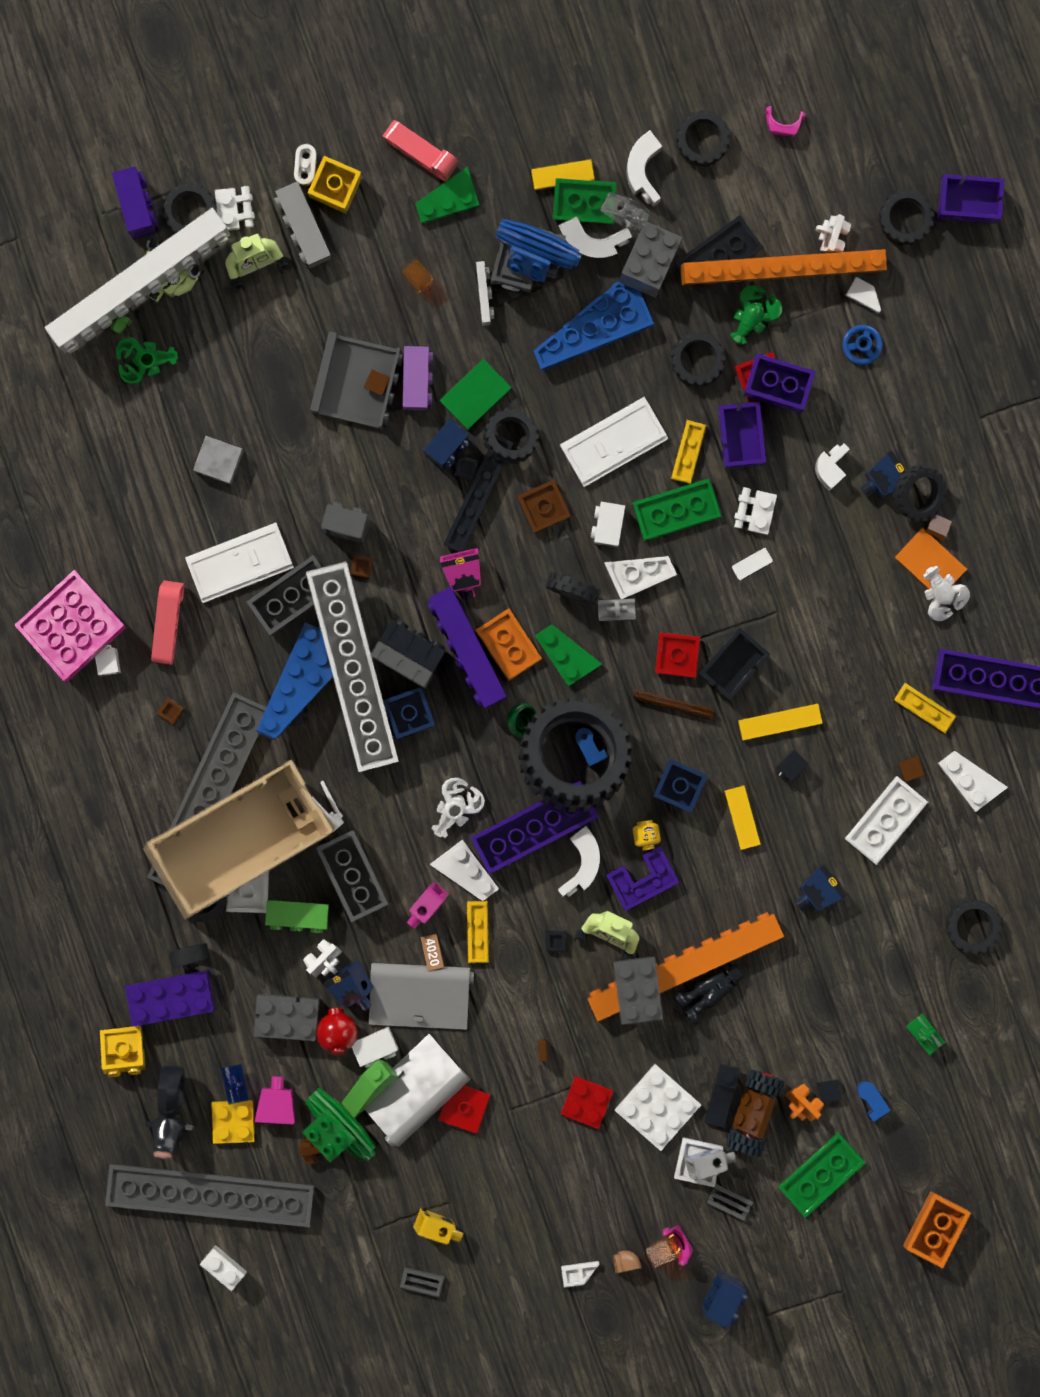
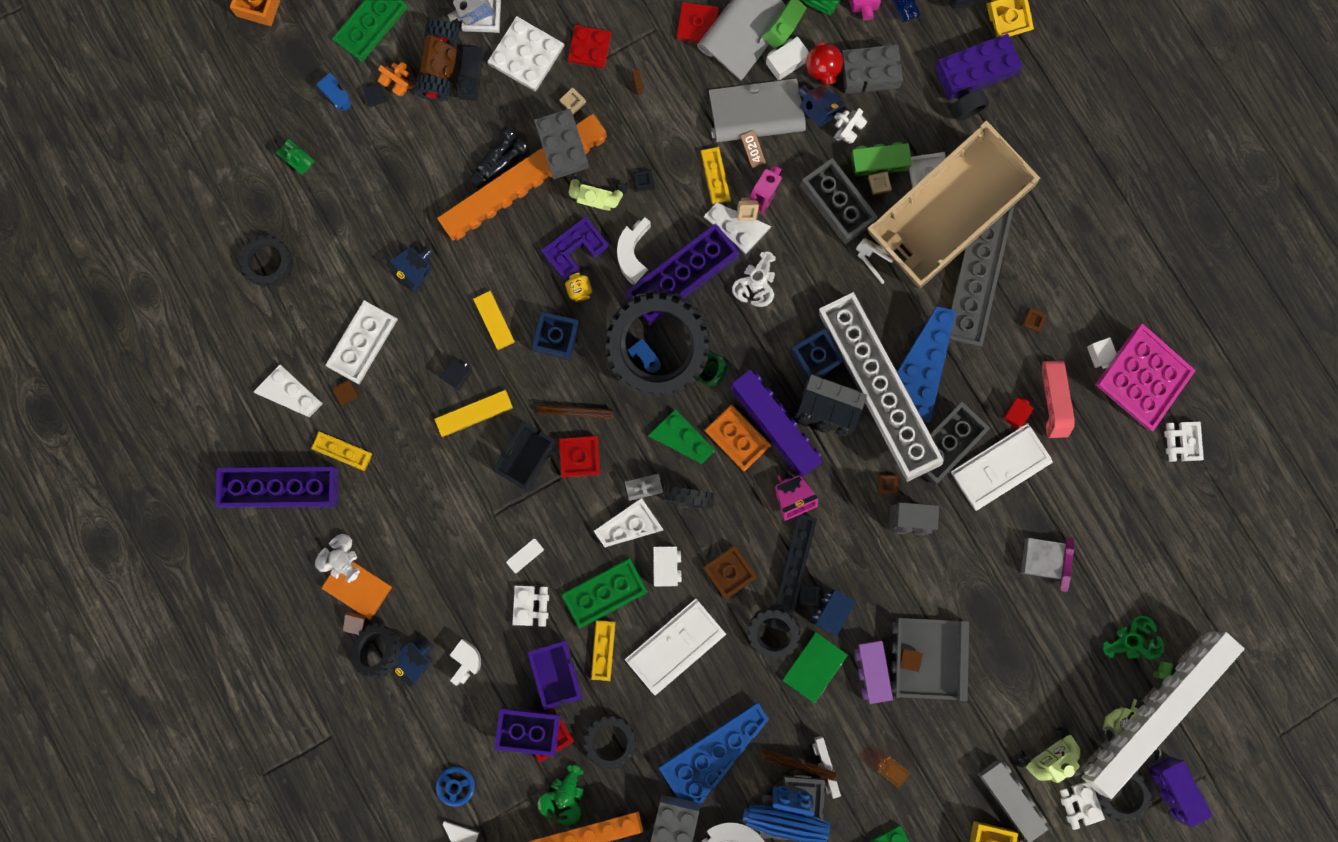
camera: 175 degrees right, 5 degrees down
(37, 551) = (1190, 441): none -> white plate
(195, 449) = (1067, 564): none -> magenta tile
(210, 615) = (1017, 412): none -> red brick
(303, 889) = (879, 183): none -> tan plate
(452, 884) = (747, 210): none -> tan tile
(512, 299) = (798, 765): none -> reddish brown axle
(616, 1042) = (572, 100): none -> tan plate

